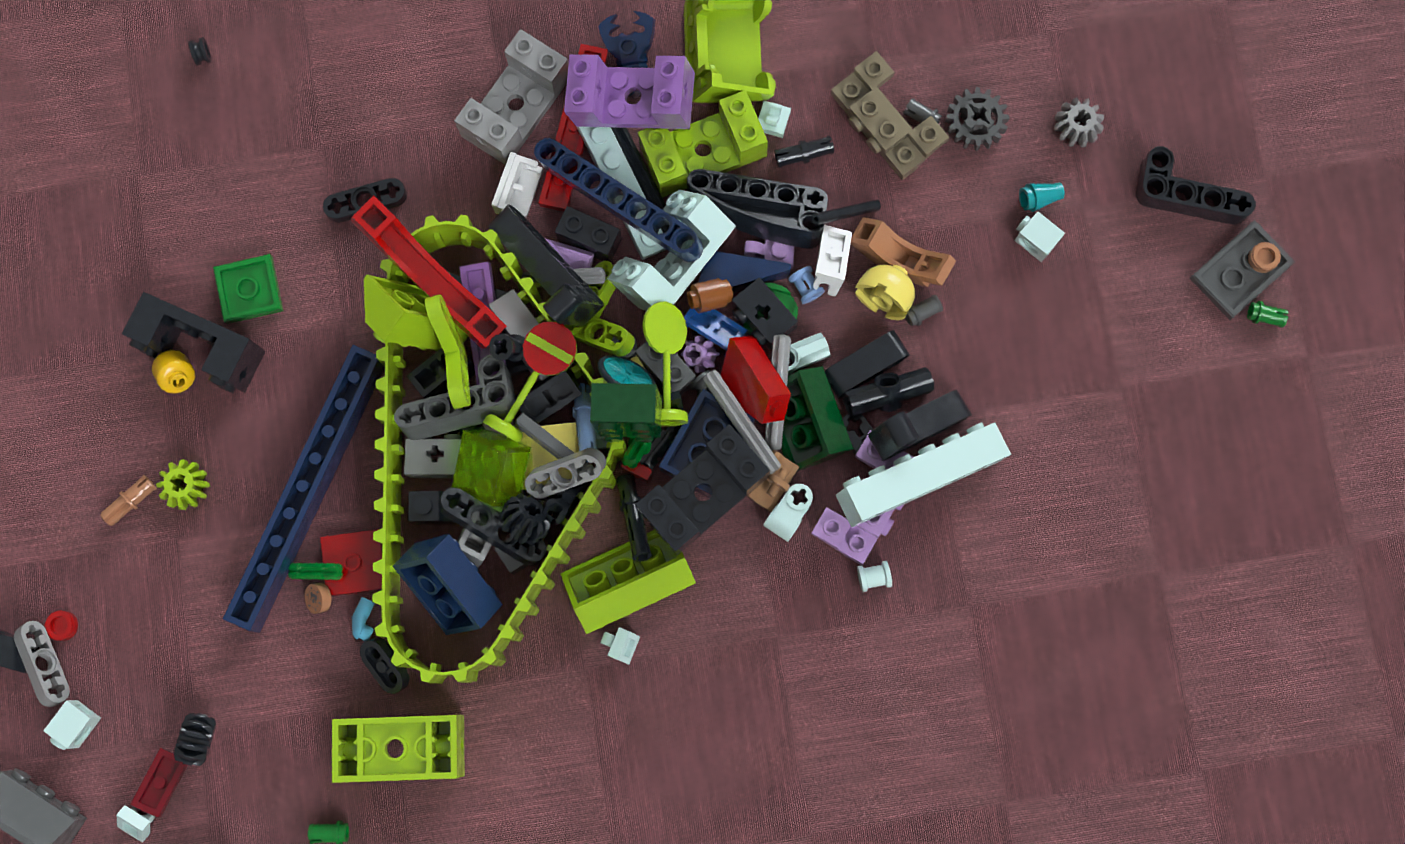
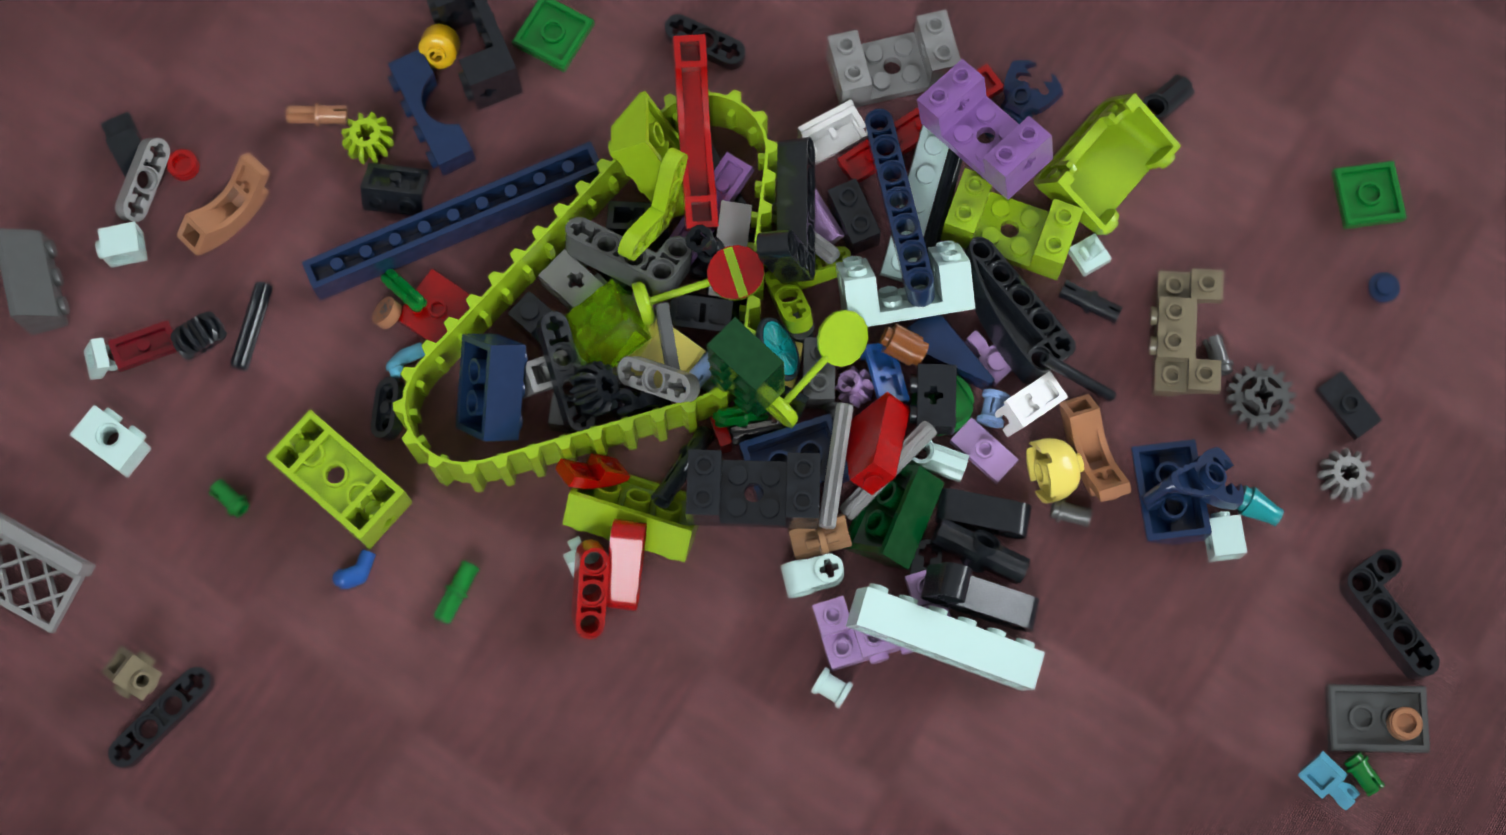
camera: 40 degrees right, 5 degrees down
(129, 630) = (229, 211): none -> nougat arch
(180, 412) = (446, 142): none -> dark blue arch
(226, 696) = (251, 326): none -> black axle
(238, 504) = (394, 189): none -> black bracket
(472, 802) = (356, 574): none -> blue arm
(555, 749) = (456, 592): none -> green axle
(577, 577) = (596, 473): none -> red slope
(657, 622) = (625, 564): none -> beam
(661, 667) = (594, 603): none -> red beam
(826, 319) = (984, 451): none -> lavender plate
(979, 236) = (1180, 516): none -> dark blue slope
(995, 211) = (1202, 479): none -> dark blue animal
(1037, 72) = (1348, 405): none -> black plate
(1247, 338) = (1327, 778): none -> medium azure plate

